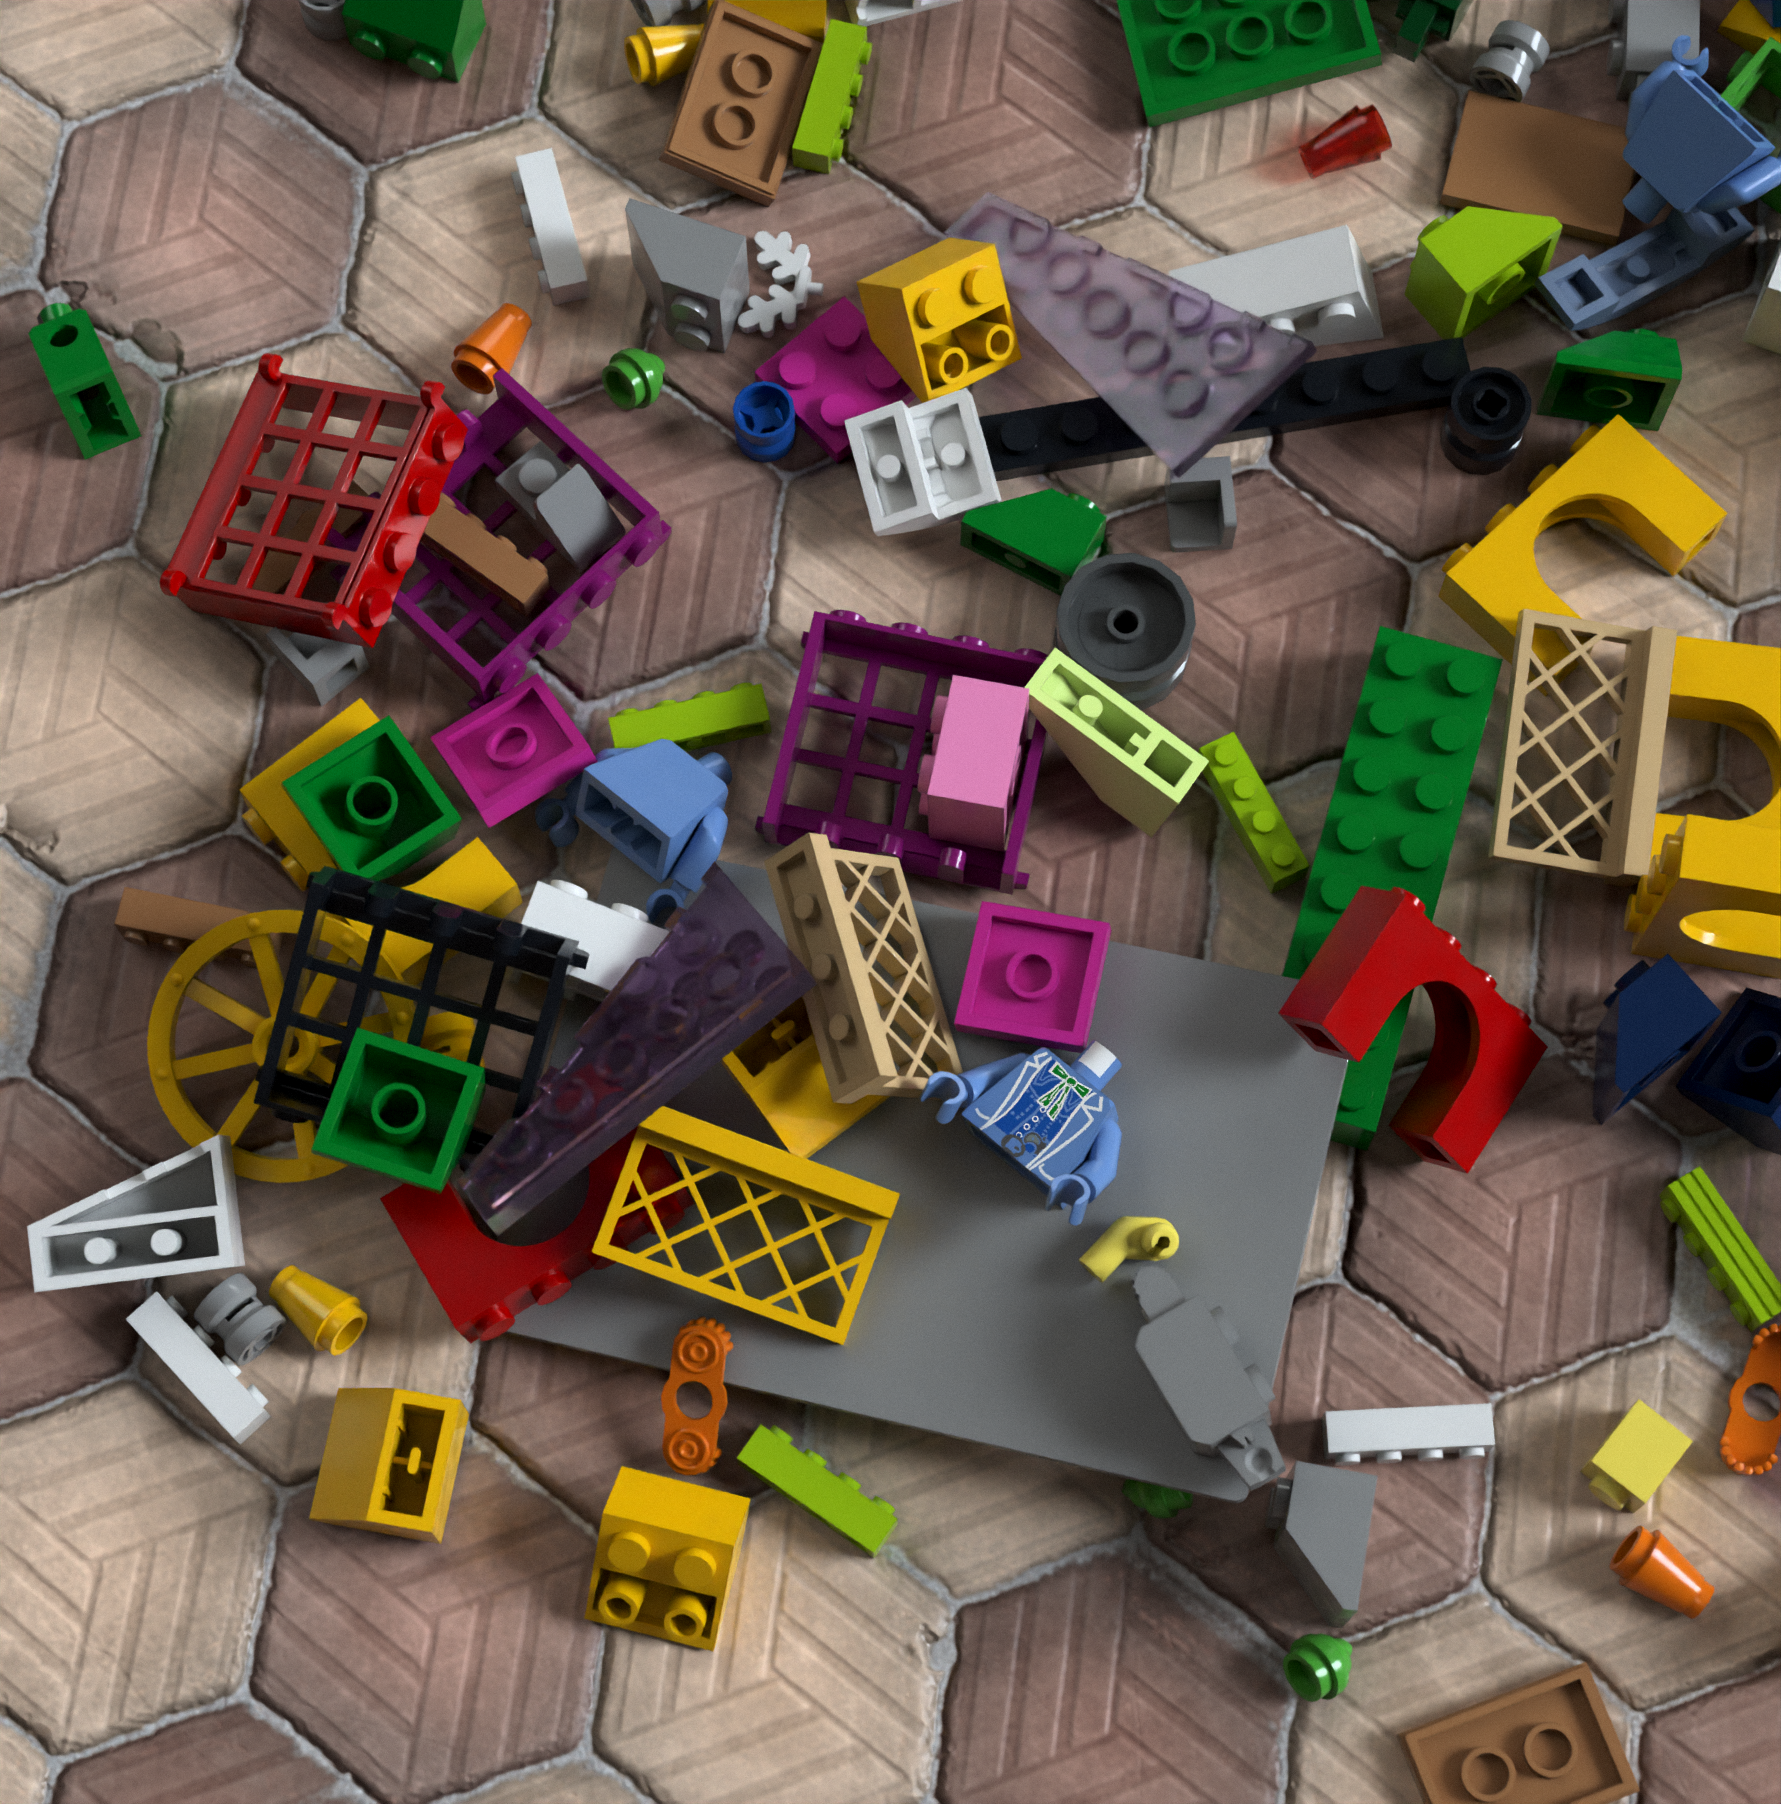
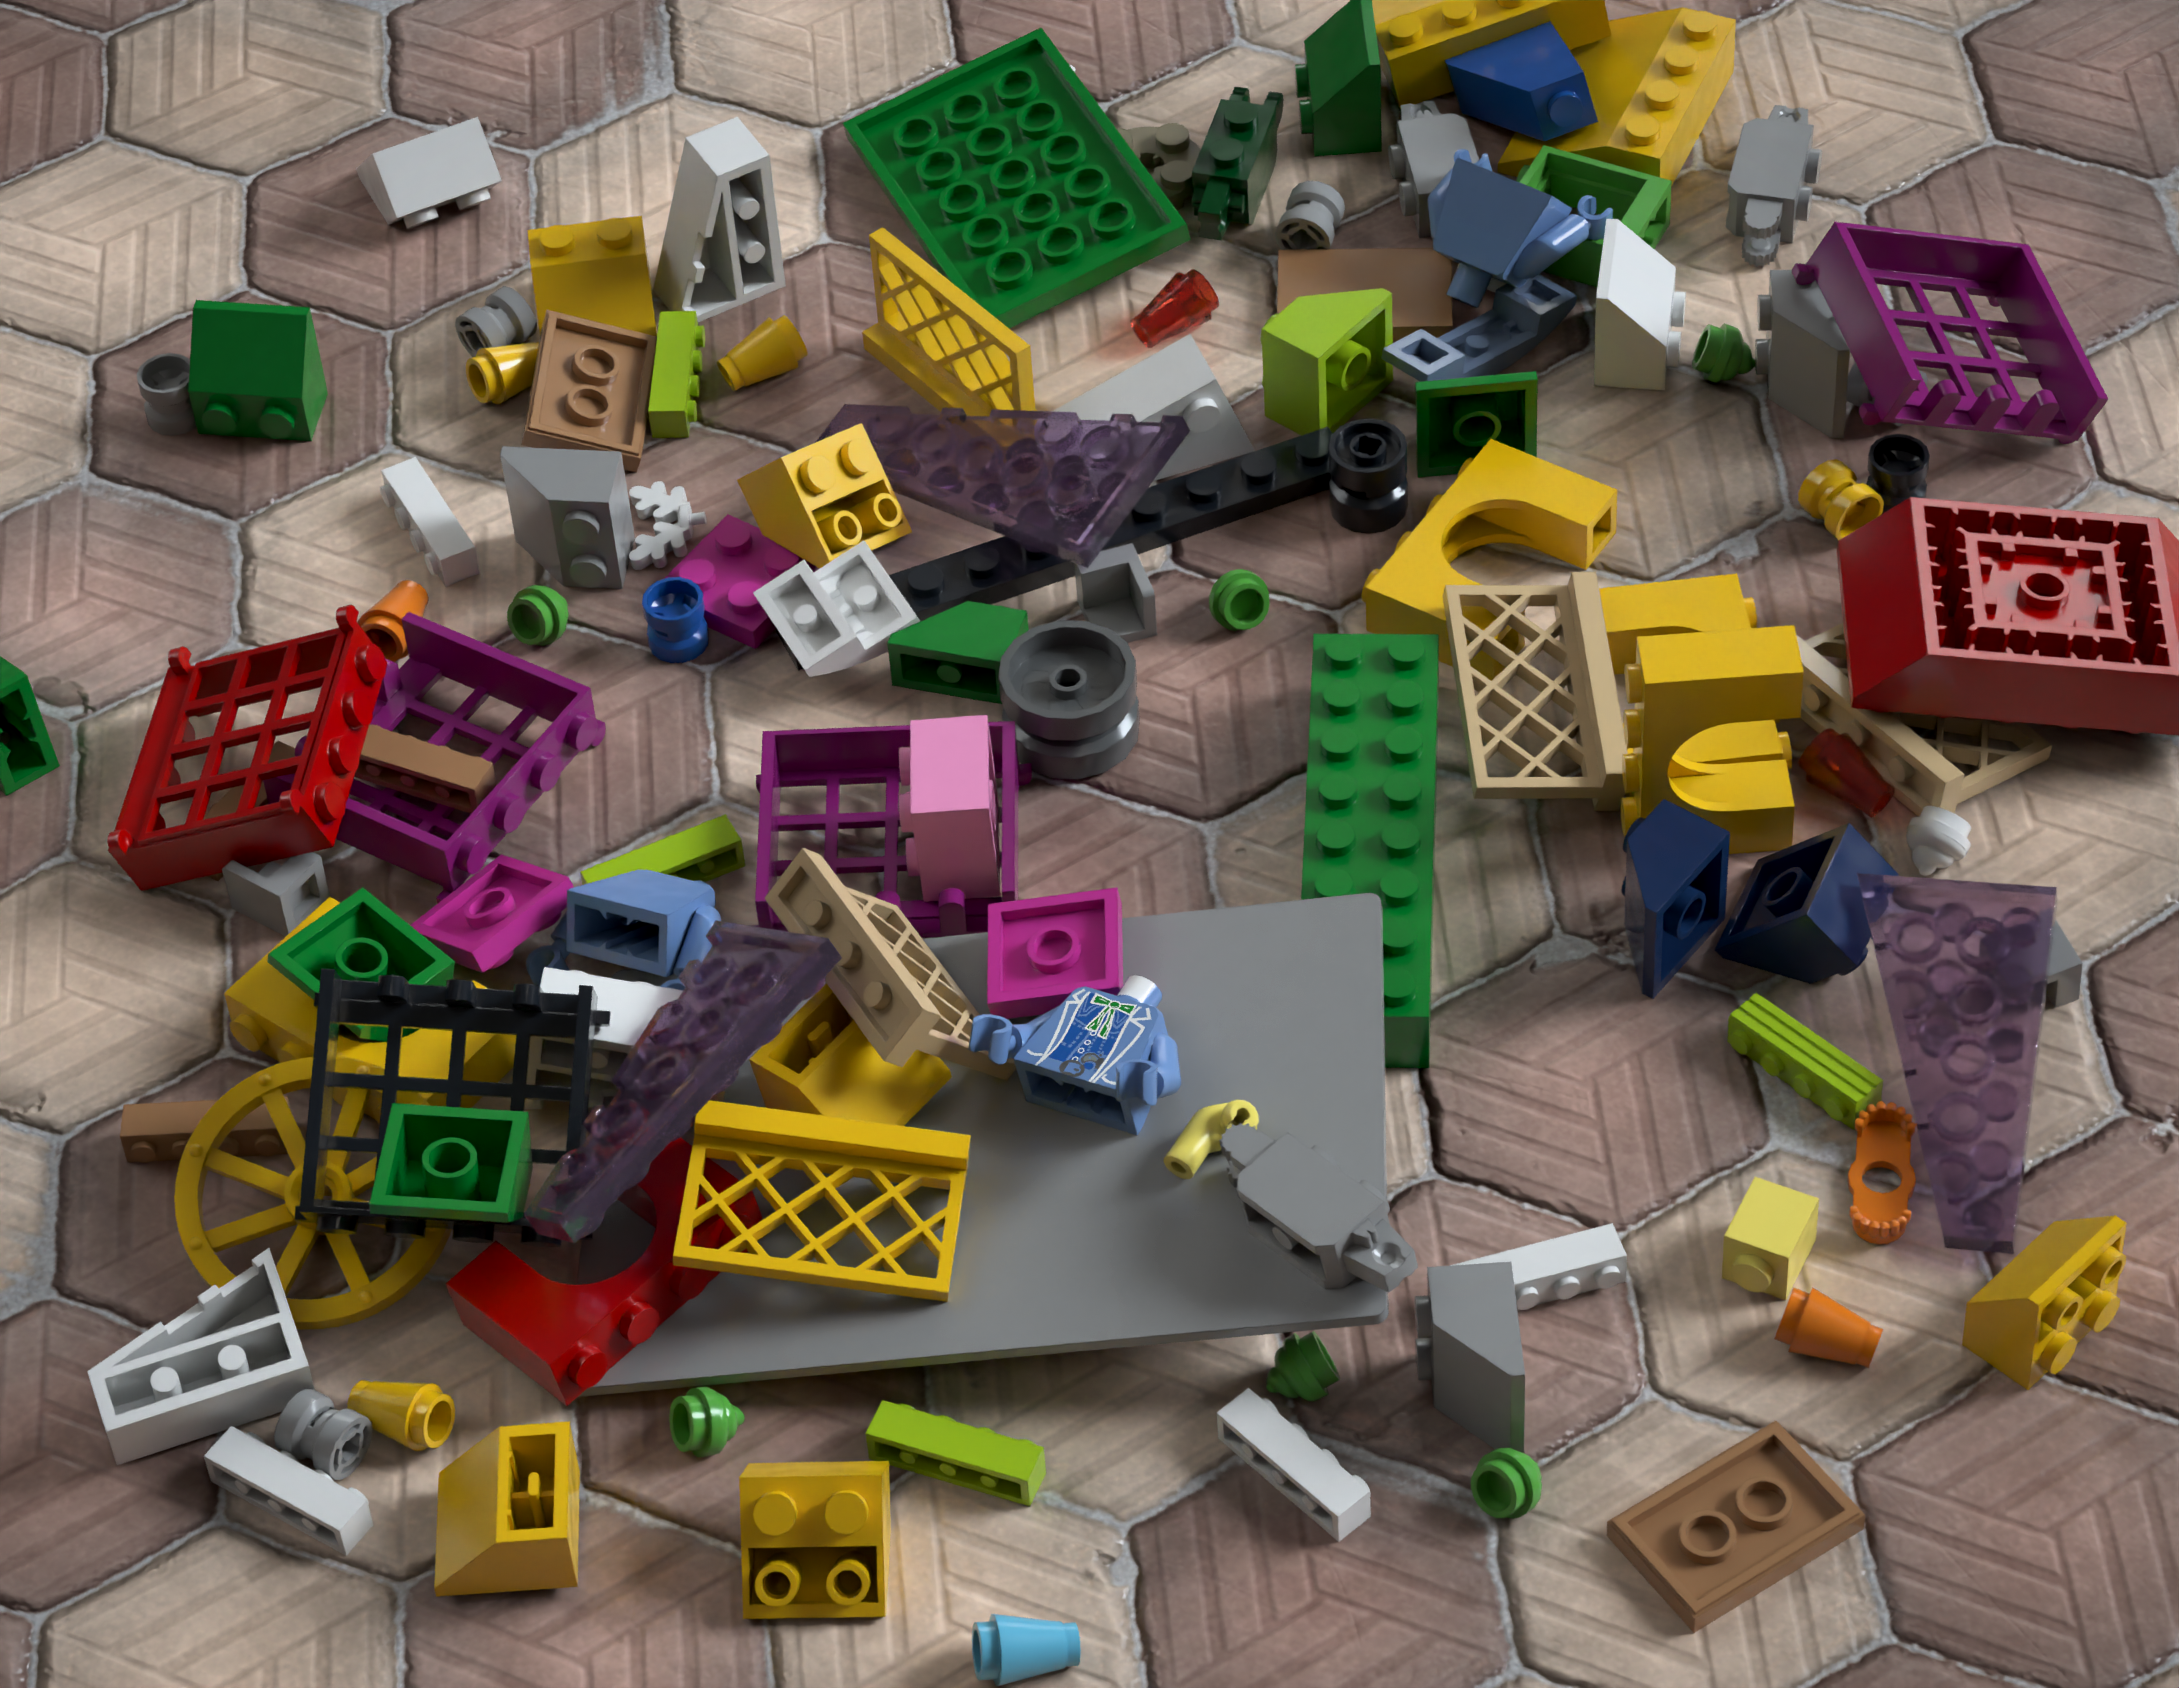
camera: 10 degrees left, 25 degrees down
(561, 505) = (490, 712): light grey slope -> none
(593, 1395) = (703, 1421): none -> bright green plate
(696, 1356) = (804, 1344): orange piece -> none
(829, 1730) = (1022, 1648): none -> medium azure cone
(922, 95) = (763, 354): none -> yellow cone
(1104, 156) = (942, 337): none -> yellow fence
(1112, 743) = (1089, 781): yellowish green slope -> none
(1126, 1589) = (1294, 1464): none -> white piece
(1253, 813) = (1236, 821): lime piece -> none
(1321, 538) = (1239, 600): none -> bright green plate
(1480, 1040) = (1508, 929): red arch -> none

